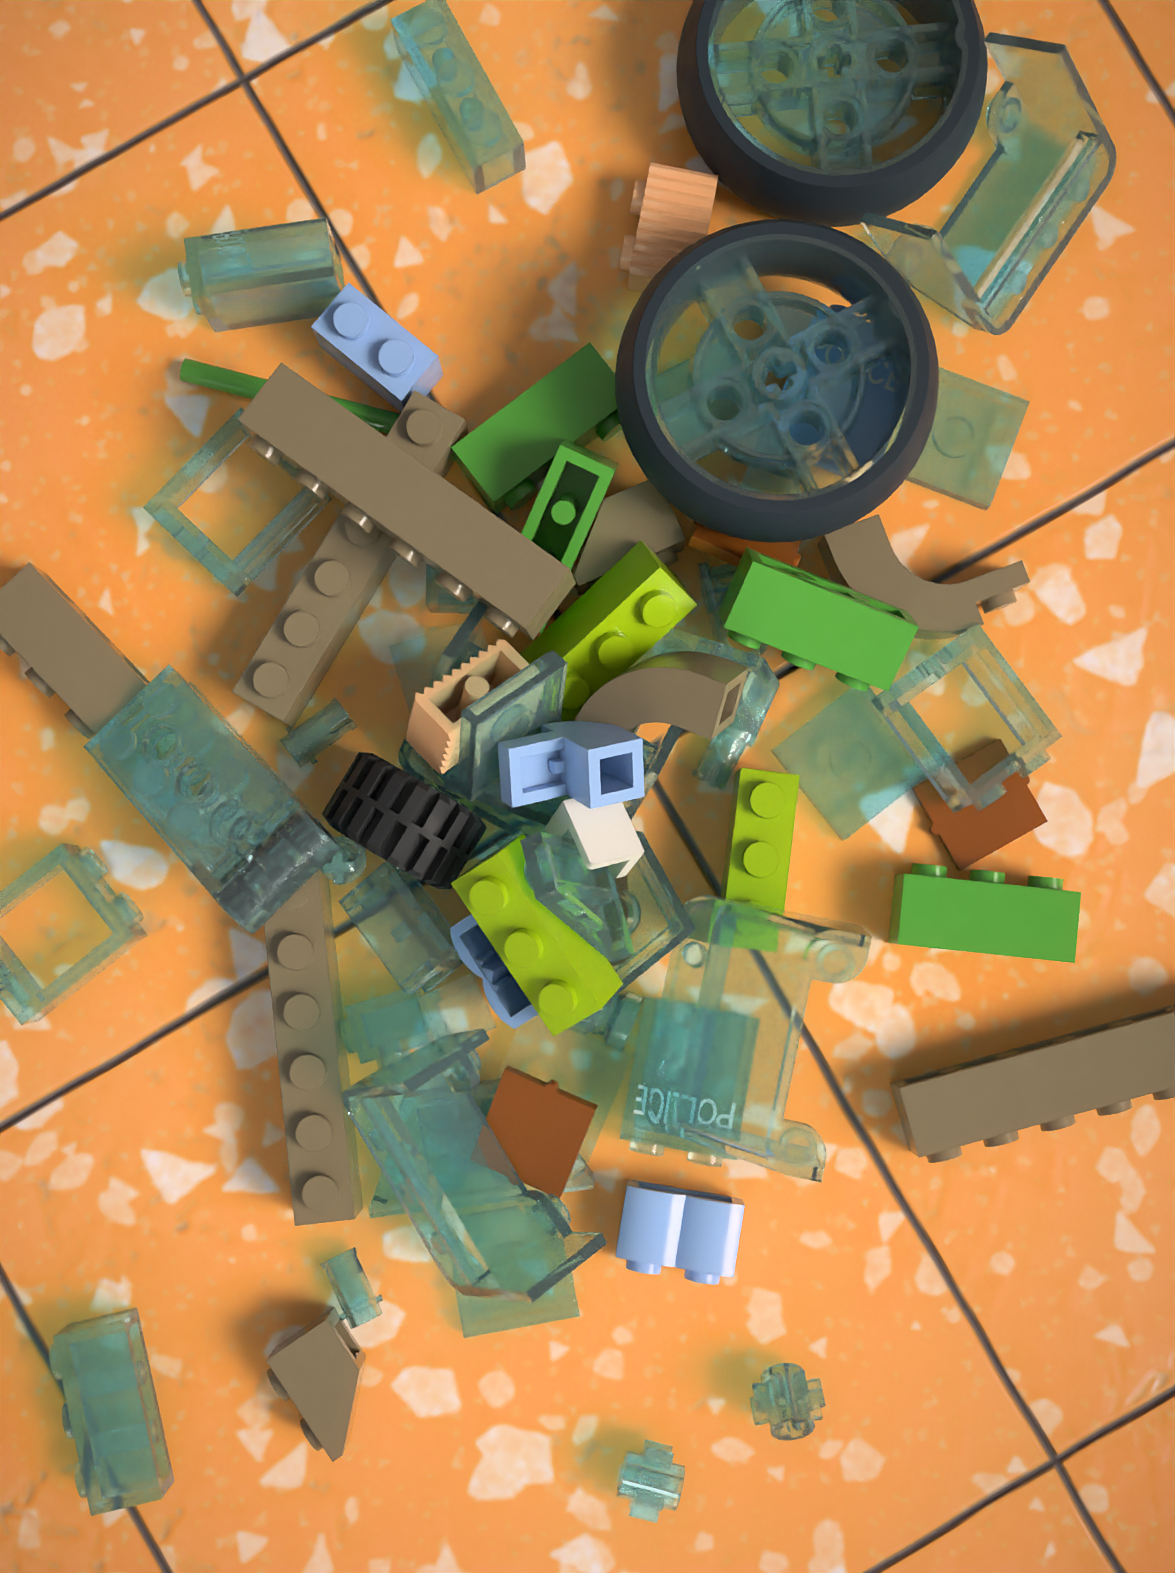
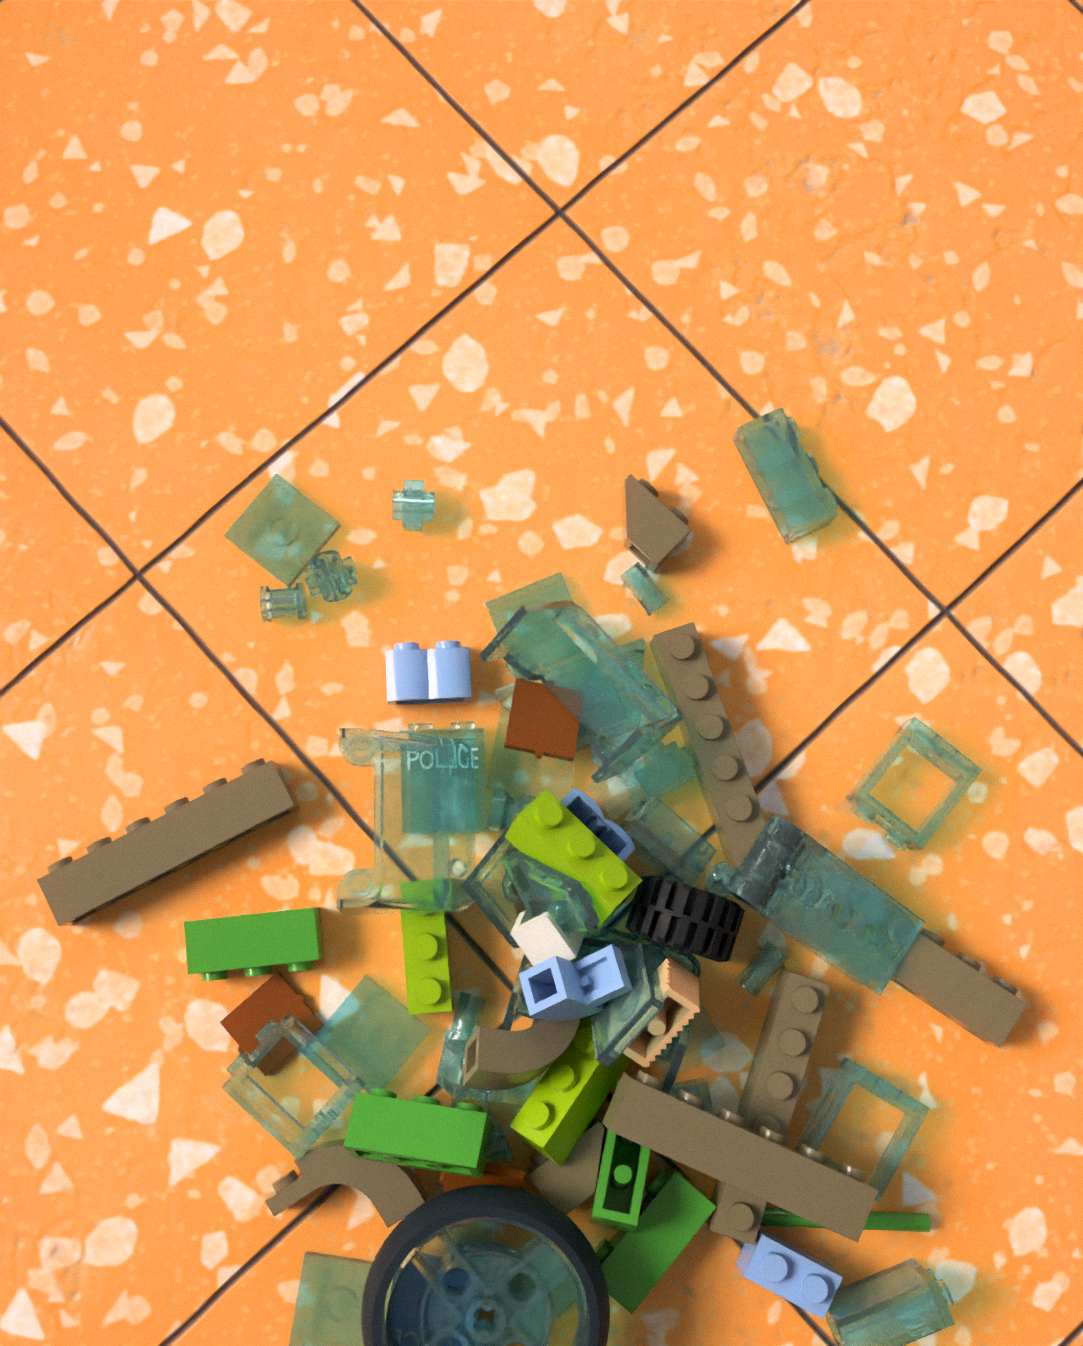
camera: 160 degrees right, 5 degrees down
(842, 1483) = (282, 530): none -> clear light blue tile
(861, 1377) = (283, 602): none -> clear light blue bush

